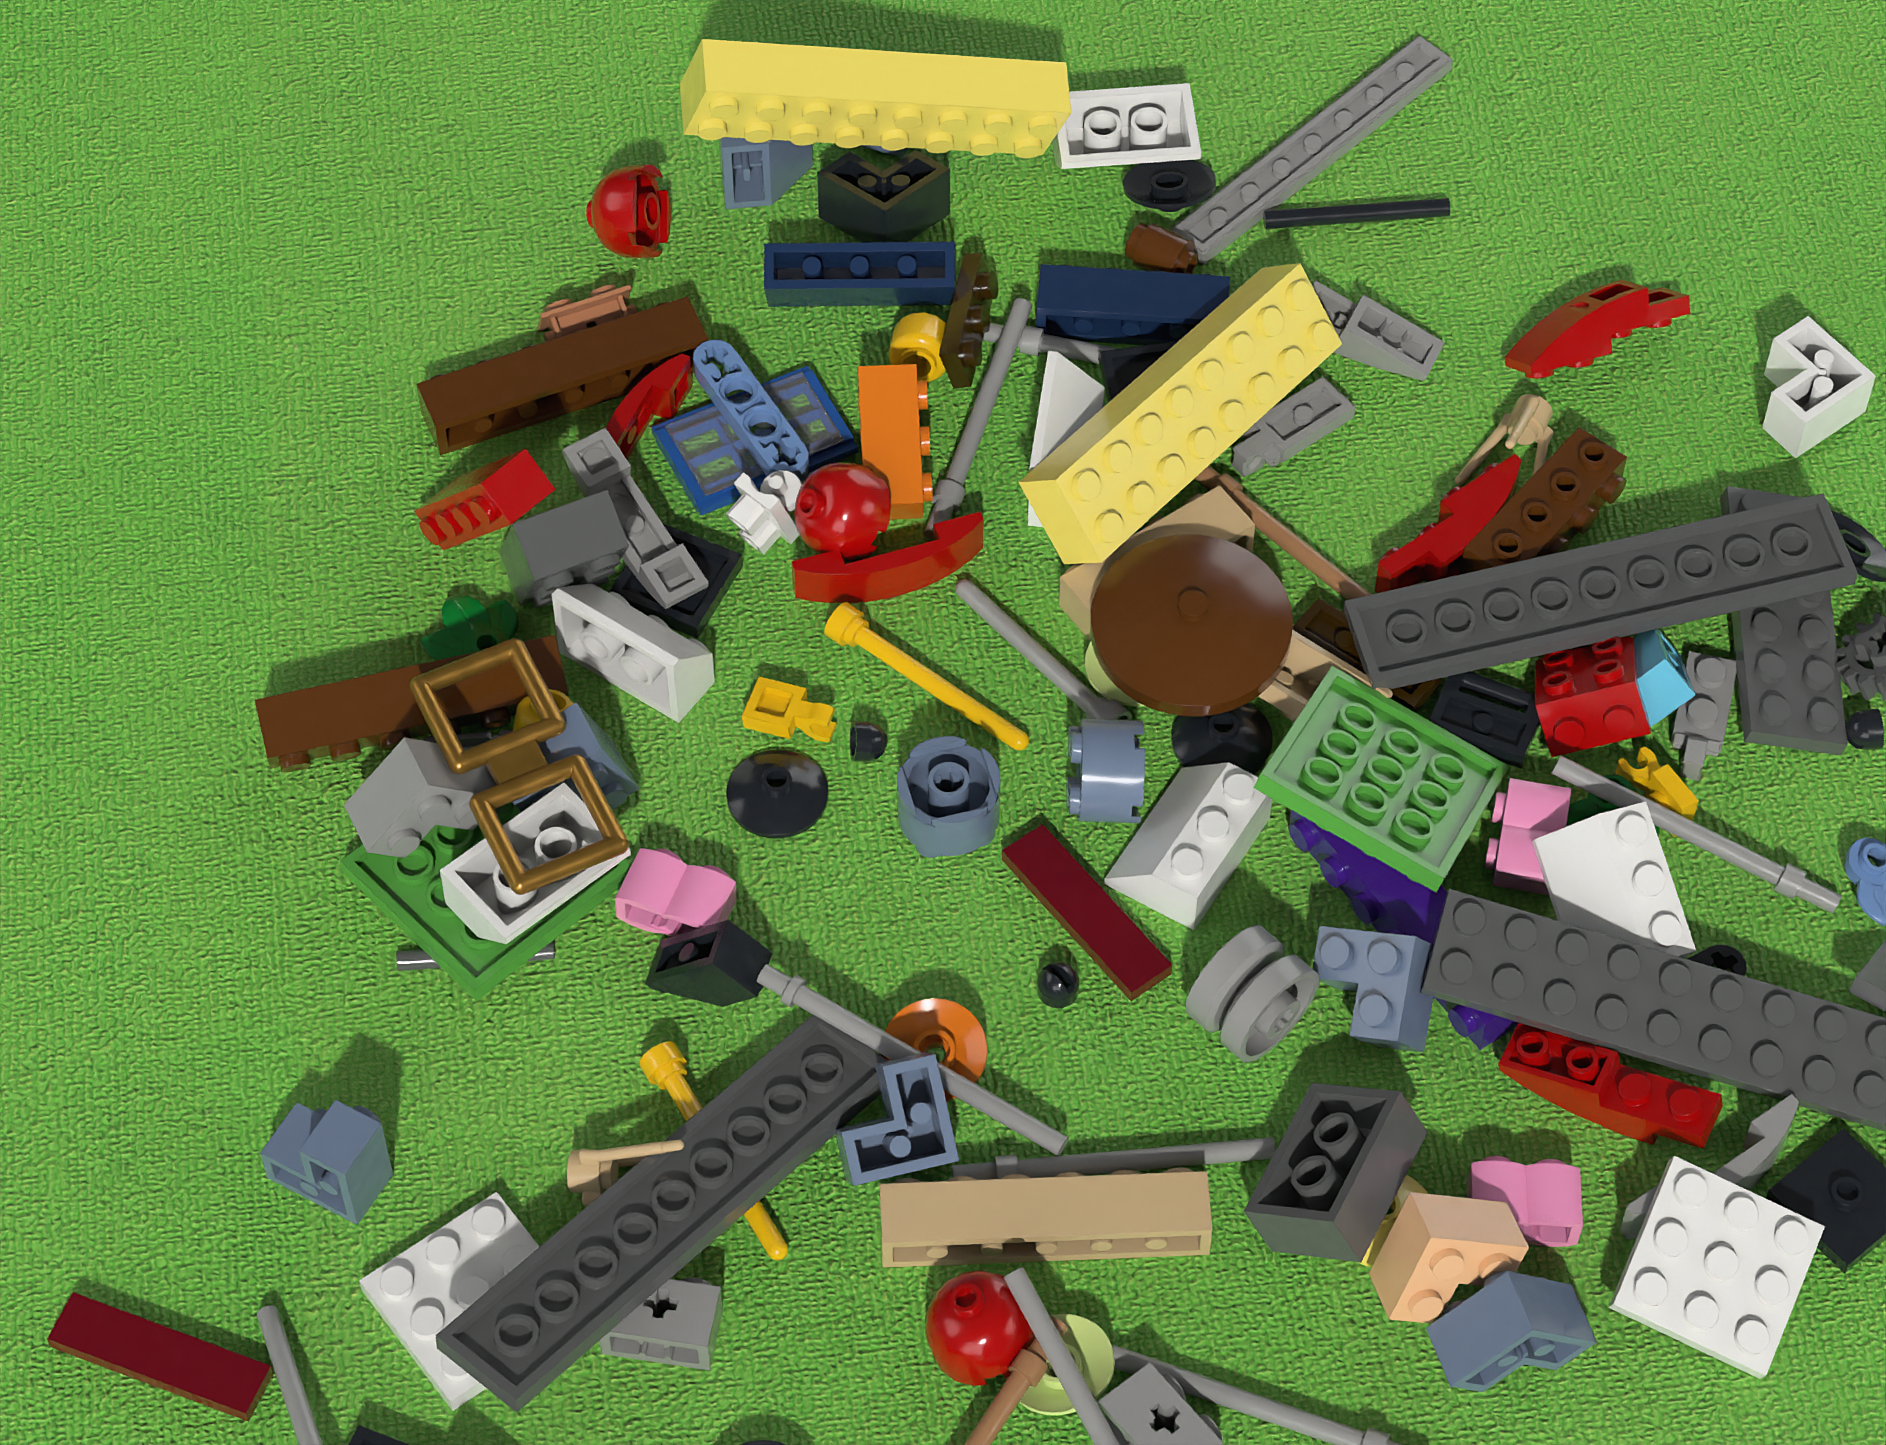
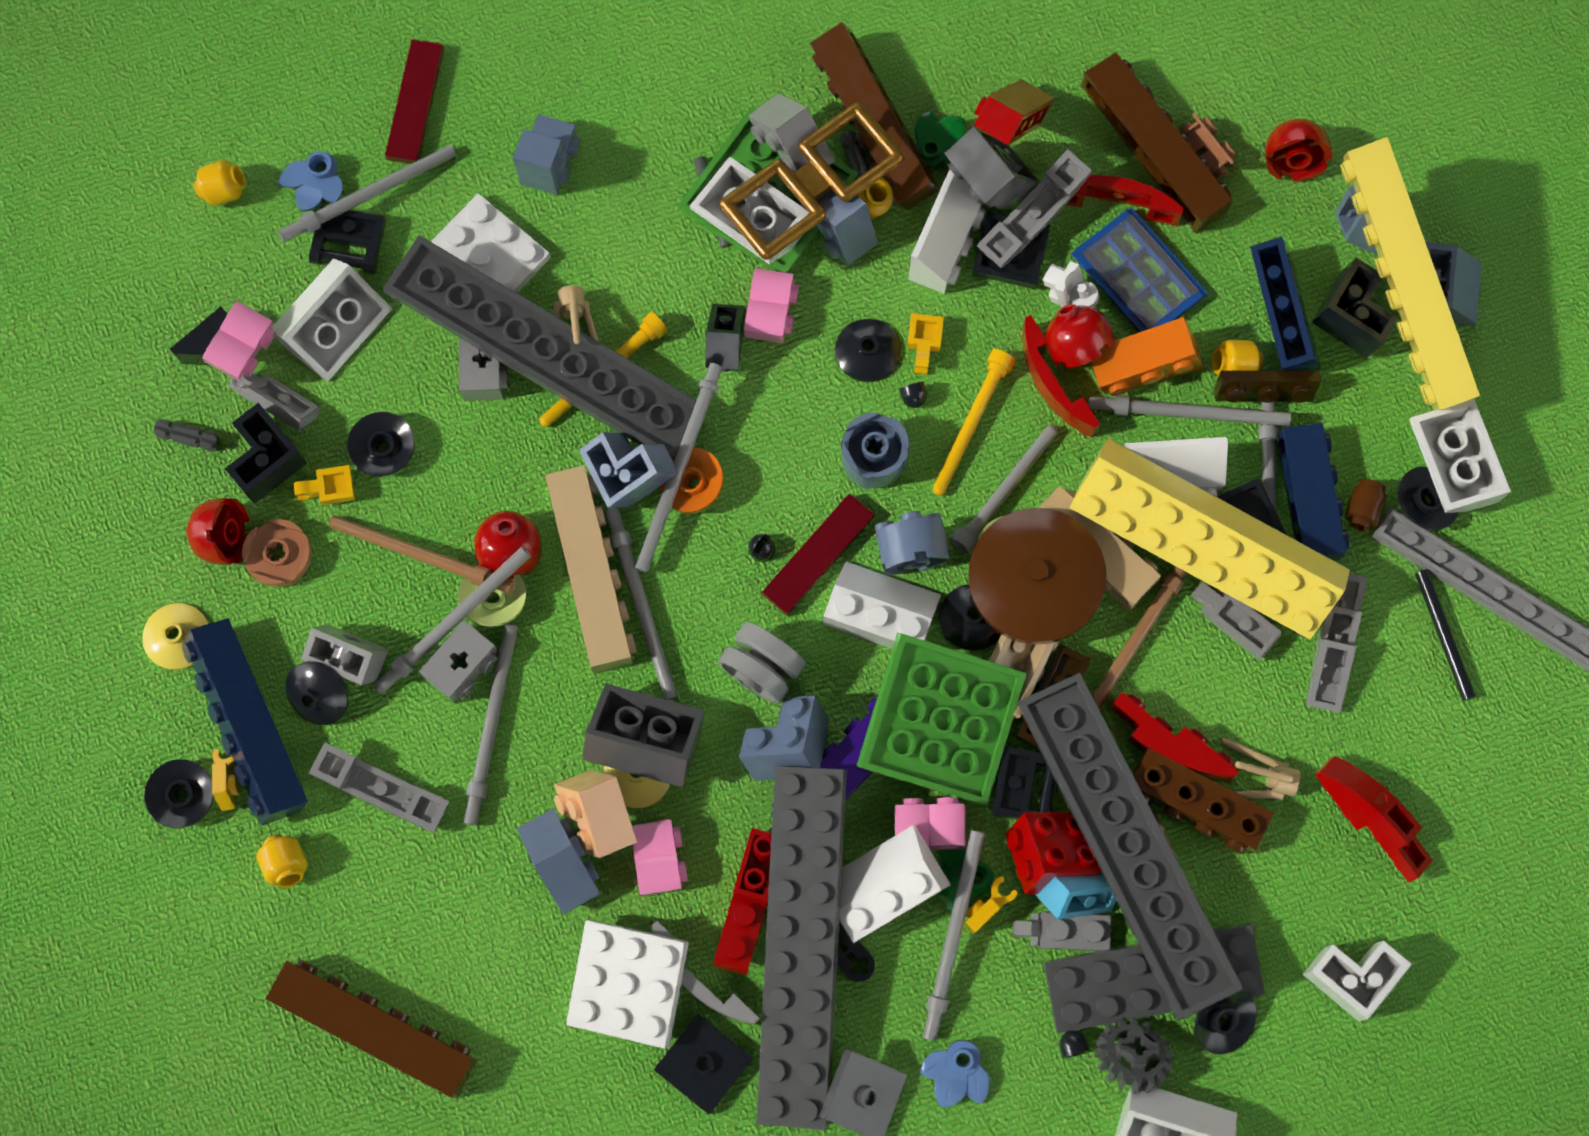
camera: 80 degrees right, 20 degrees up
(747, 414) = (1153, 266): medium blue beam -> none

